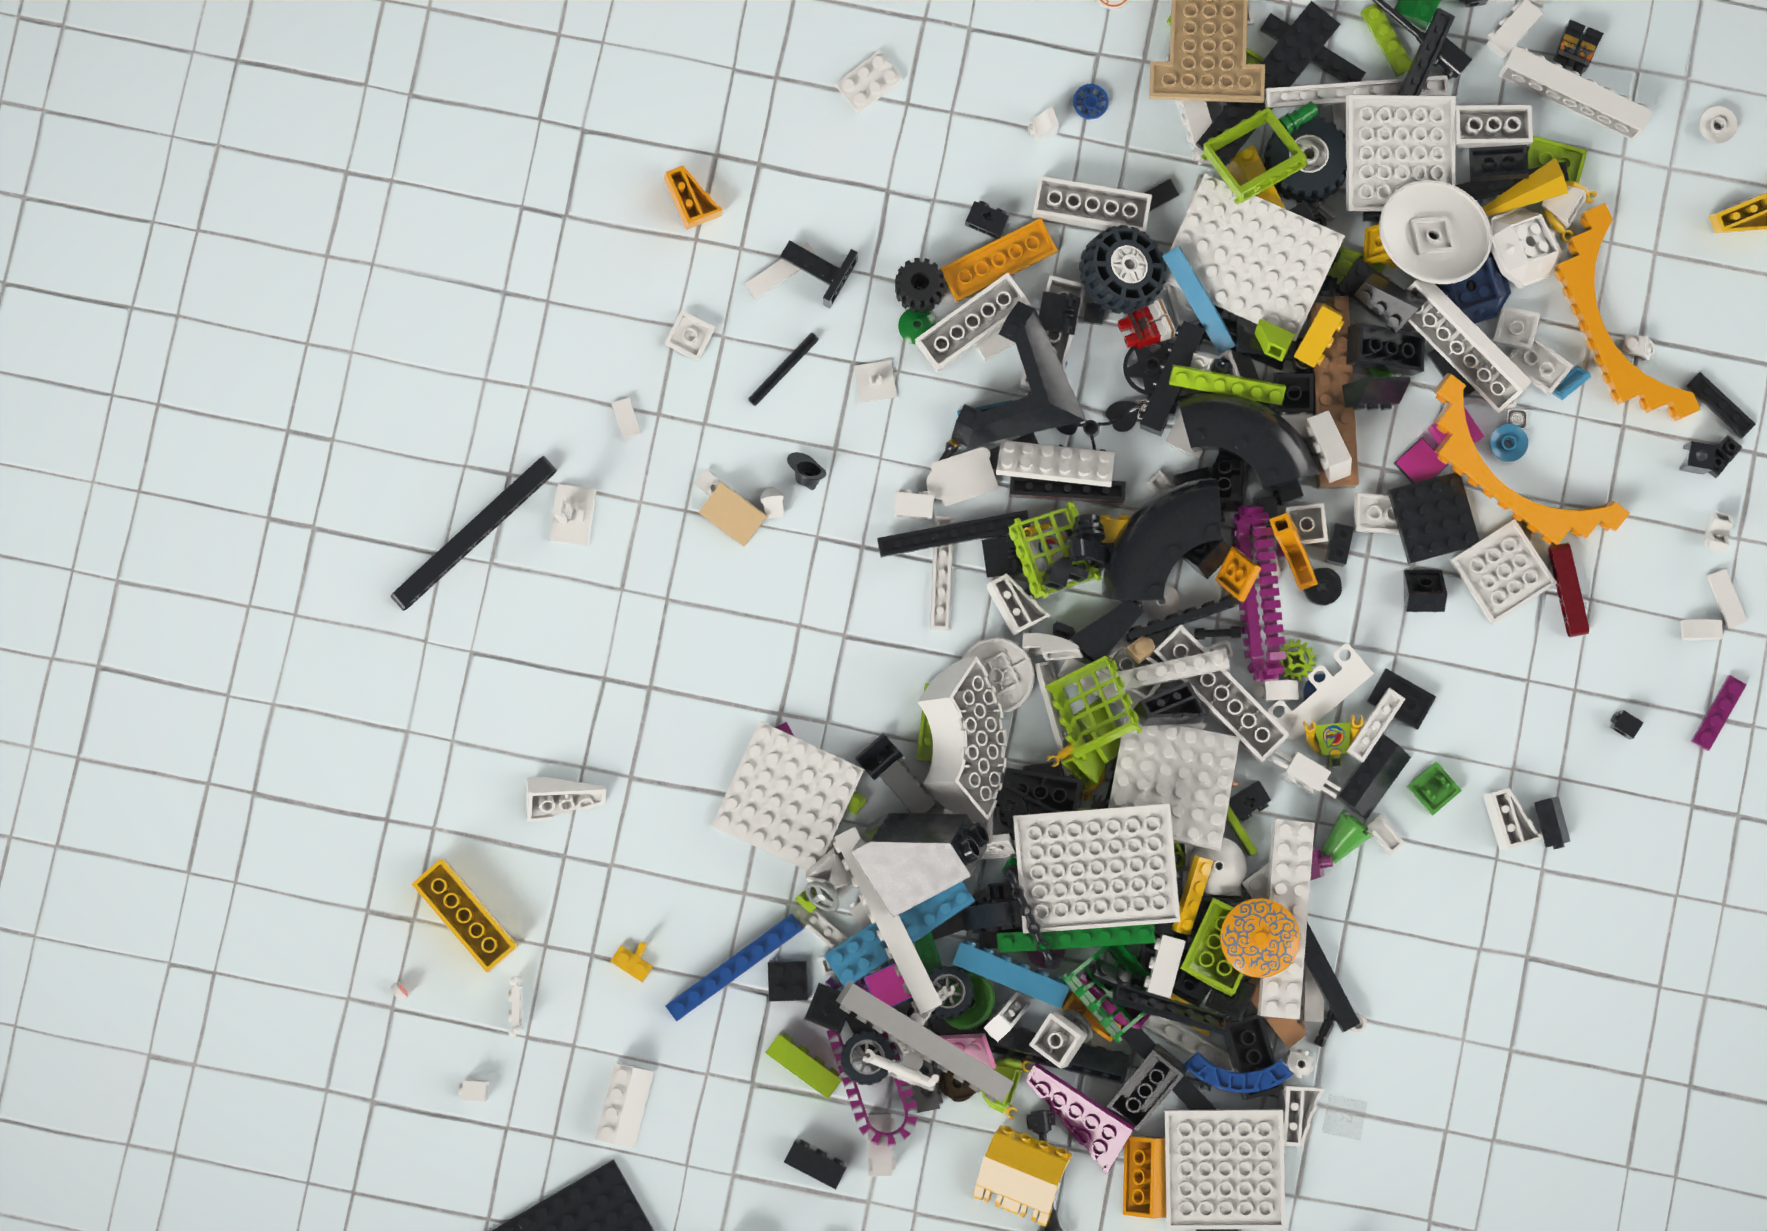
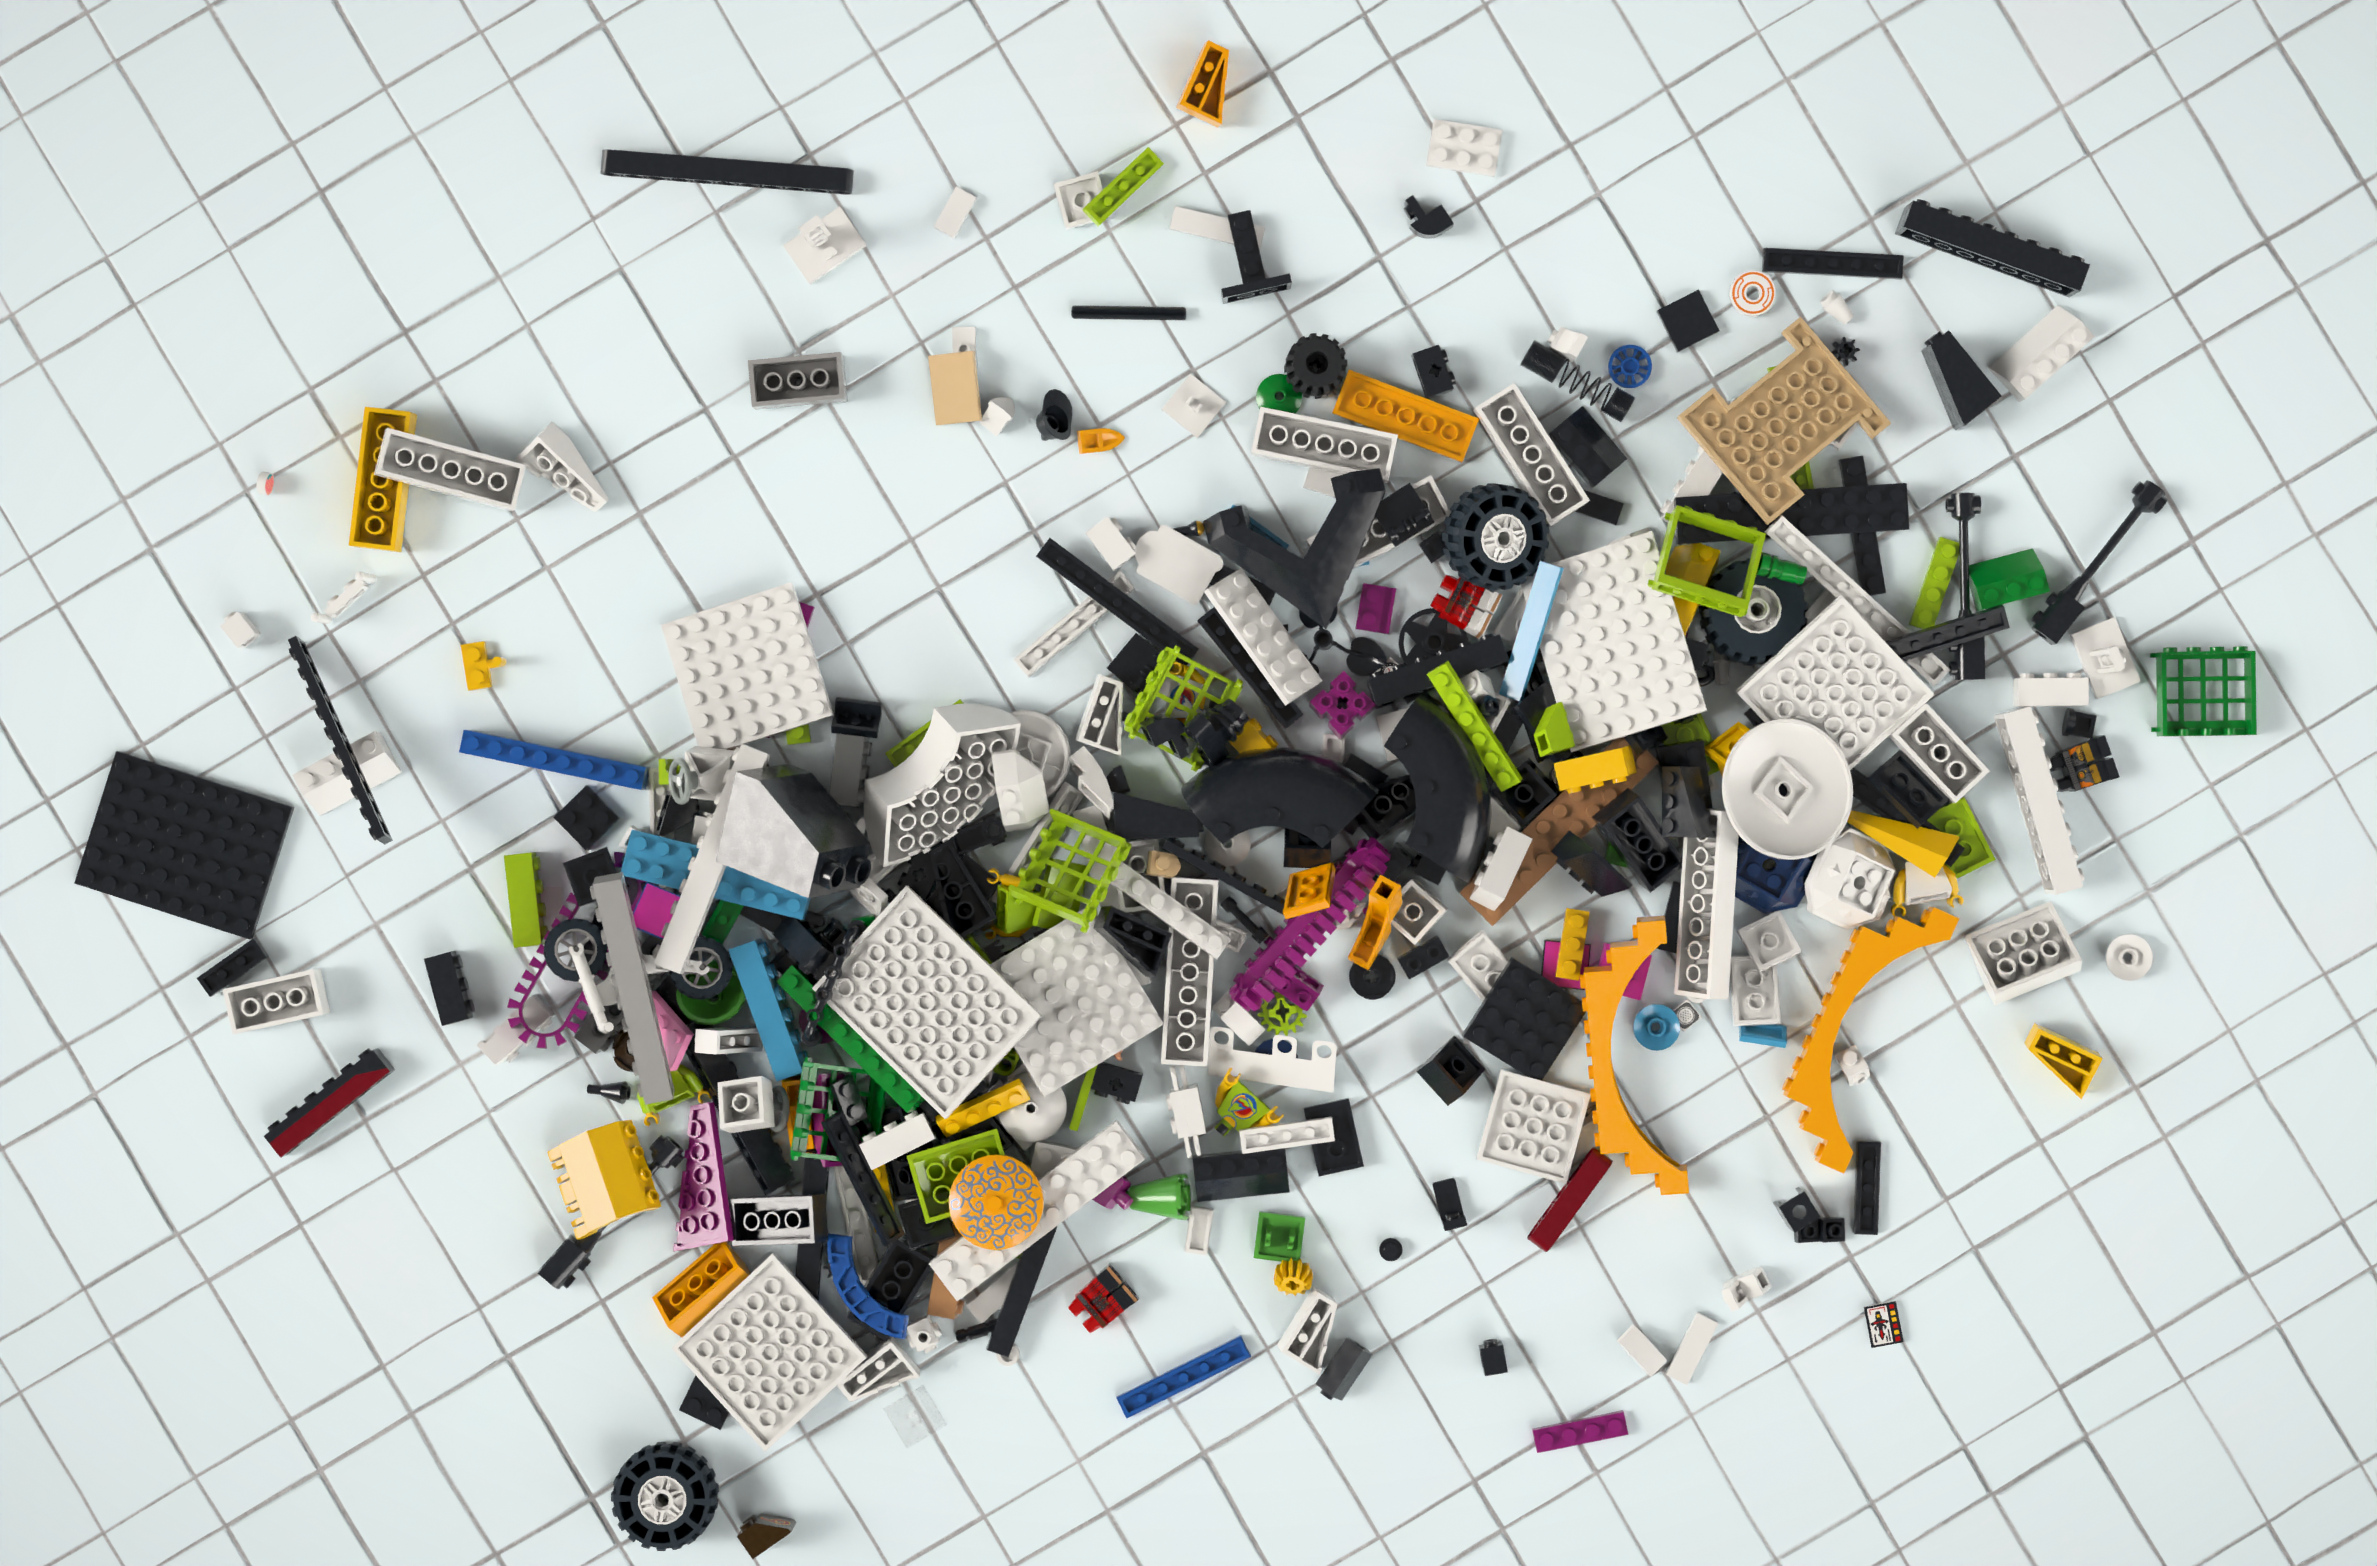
camera: 45 degrees right, 5 degrees up
(498, 866) = (449, 469): none -> white brick
(608, 1091) = (342, 749): none -> black plate
(648, 587) = (774, 380): none -> light grey brick
(705, 302) = (1122, 186): none -> lime plate
(836, 922) = (675, 815): none -> black slope
(843, 457) = (1098, 440): none -> light orange plate
(894, 144) = (1430, 224): none -> black brick
(973, 1119) = (617, 1091): none -> black cone
(1015, 695) = (1019, 790): none -> white wedge
(1019, 749) = (978, 835): none -> black piece
(1046, 146) = (1548, 363): none -> black piece
(1094, 43) = (1687, 321): none -> black tile
(1098, 383) = (1375, 608): none -> magenta plate
(1117, 169) = (1587, 447): none -> black slope
(1148, 463) = (1342, 719): none -> magenta brick
(1295, 636) = (1301, 989): none -> magenta bracket
(1375, 930) = (1100, 1306): none -> hips
(1412, 447) = (1572, 944): none -> yellow plate
(1466, 801) = (1293, 1277): none -> yellow gear
(1468, 926) = (1183, 1376): none -> blue tile
(1502, 727) = (1390, 1249): none -> black plate
(1506, 666) = (1449, 1204): none -> black bracket
(1548, 30) = (2078, 724): none -> black tile
(1659, 184) = (2023, 953): none -> white slope

